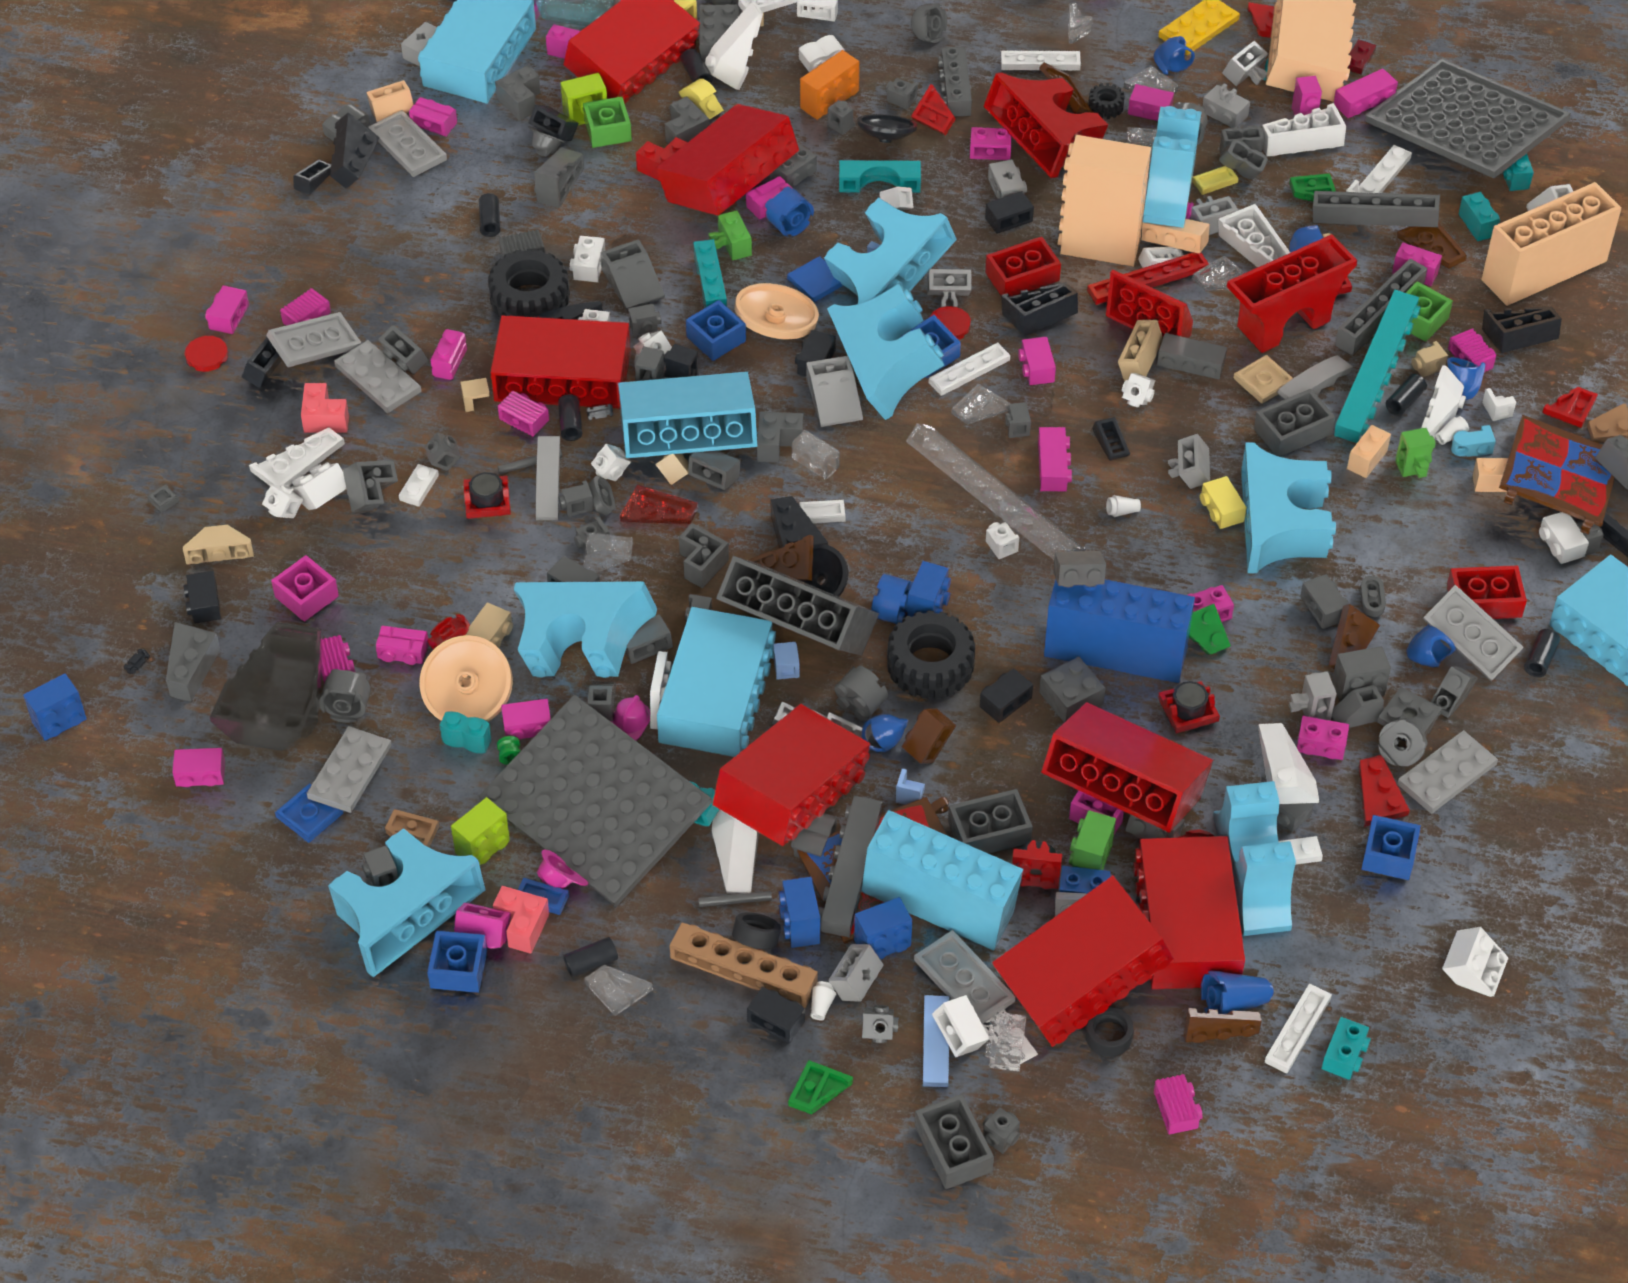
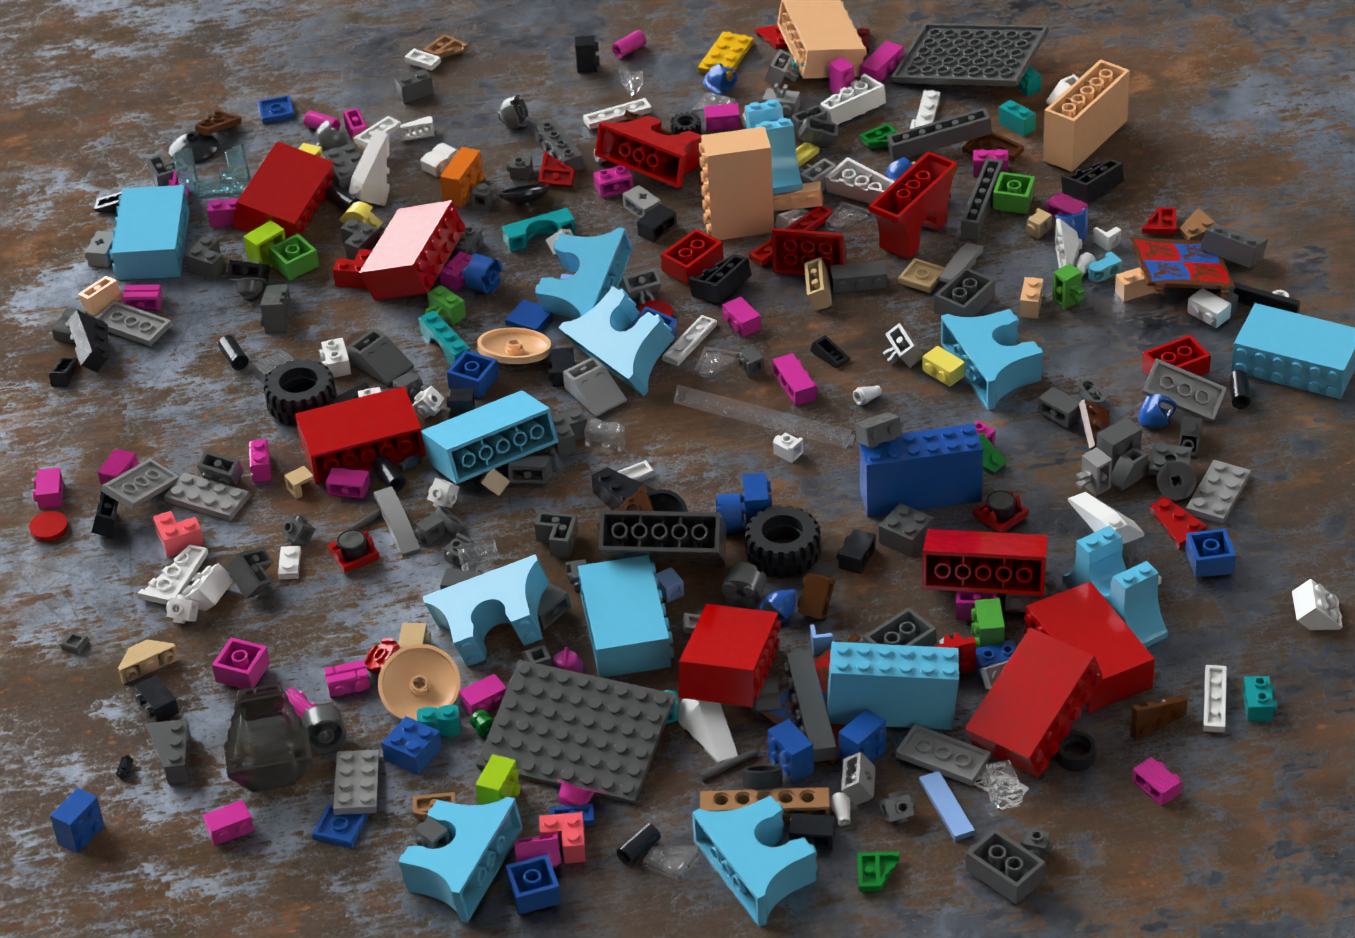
camera: 20 degrees left, 10 degrees down
(424, 749) = (411, 745): none -> blue brick
(649, 364) = (435, 411): dark grey brick -> none
(657, 507) = (499, 513): clear red wing -> none
(658, 686) = (580, 637): white wing -> none
(690, 1044) = (741, 853): none -> medium azure piece
(960, 1026) = (963, 785): white brick -> none
(1145, 388) = (829, 304): white brick -> none
(1234, 991) = (1153, 688): blue cone -> none
(1322, 737) = (1117, 496): dark pink brick -> none
(1377, 366) = (1005, 238): teal brick -> none
(1406, 395) = (1035, 252): black pin -> none

